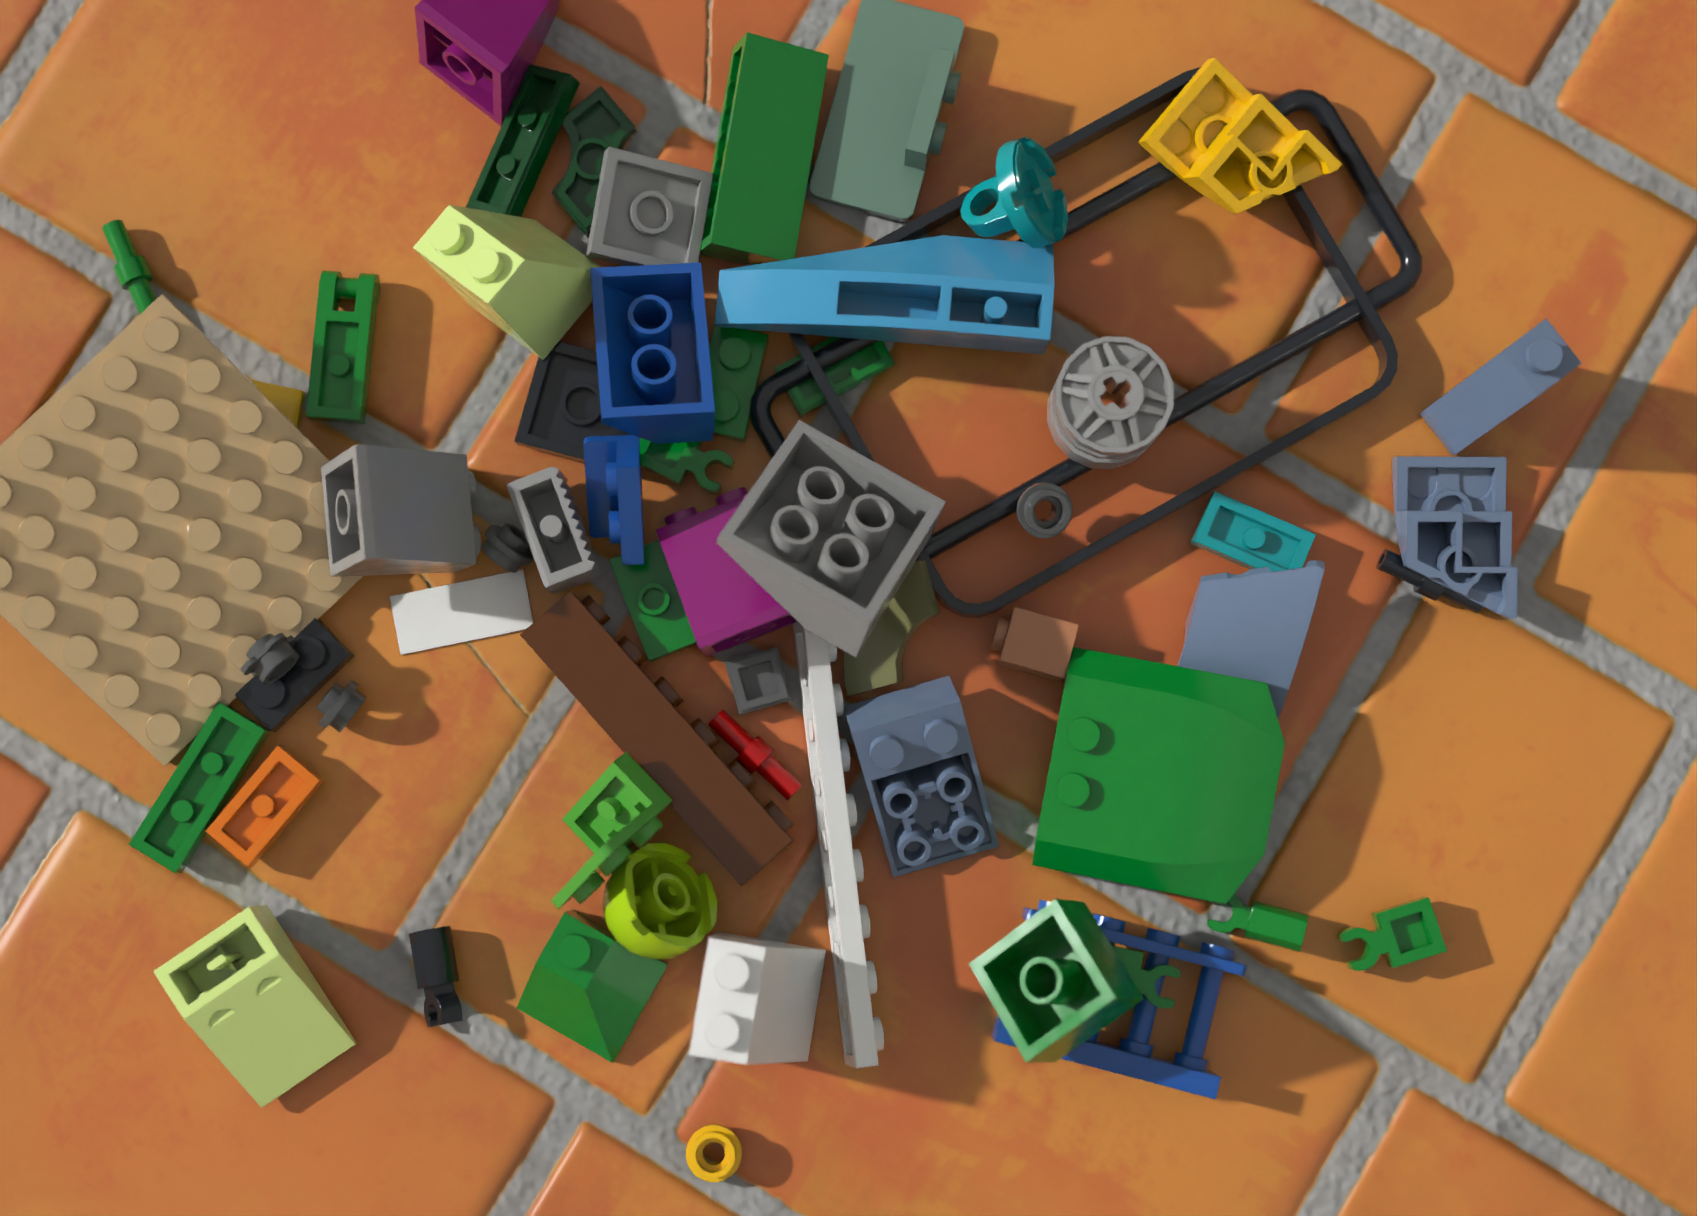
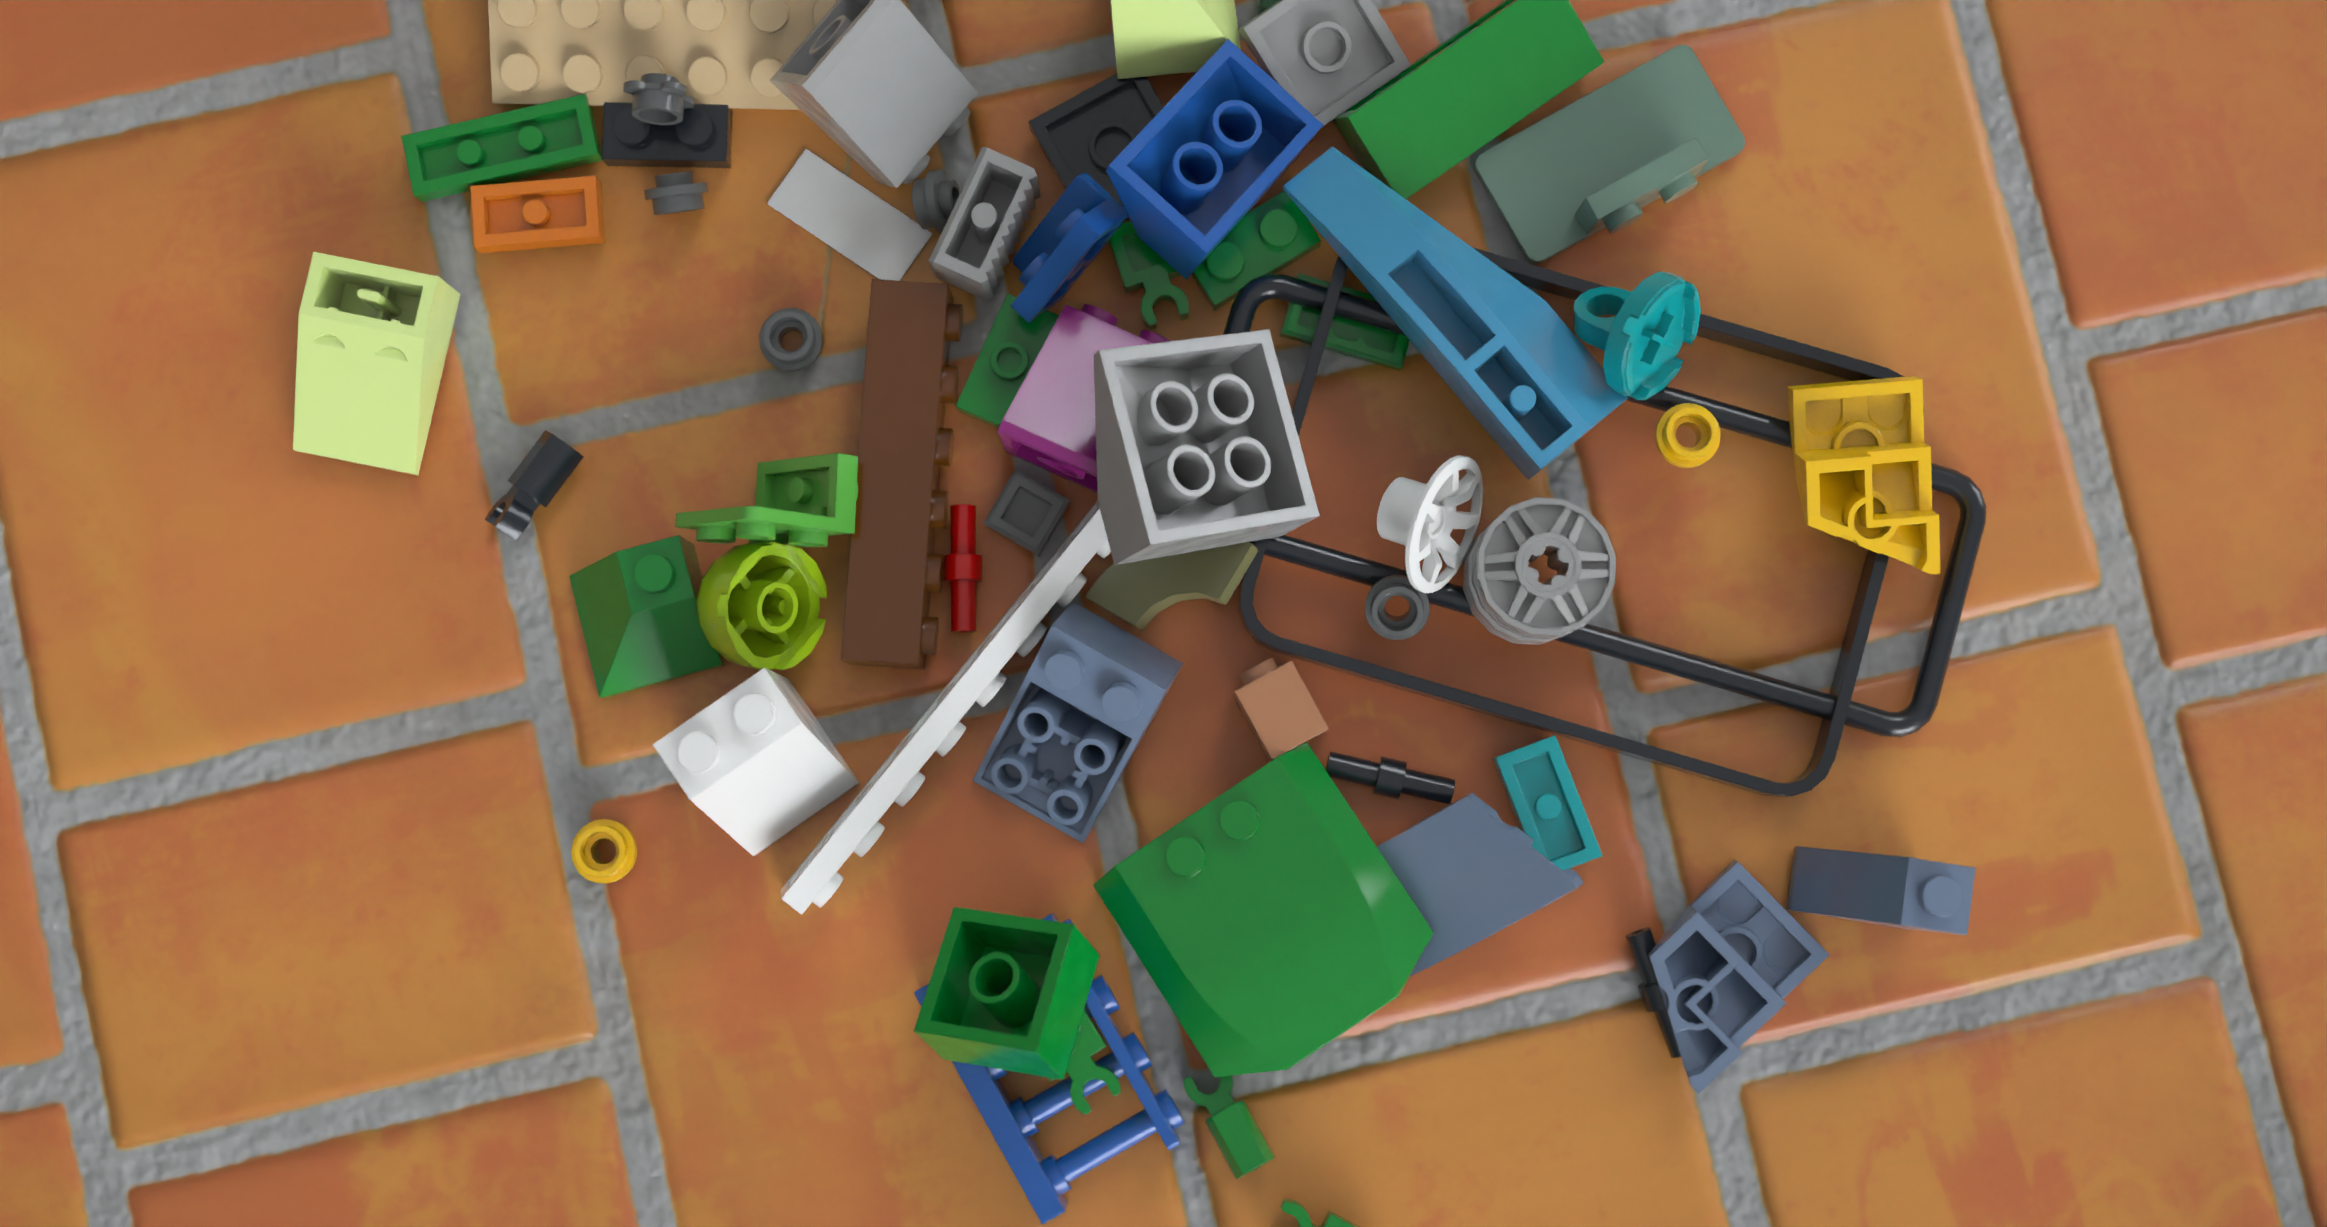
camera: 45 degrees right, 0 degrees up
(487, 719) = (778, 326): none -> dark grey plate
(1006, 436) = (1426, 514): none -> white wheel
(1119, 218) = (1701, 422): none -> yellow plate
(1142, 617) = (1390, 777): none -> black bar

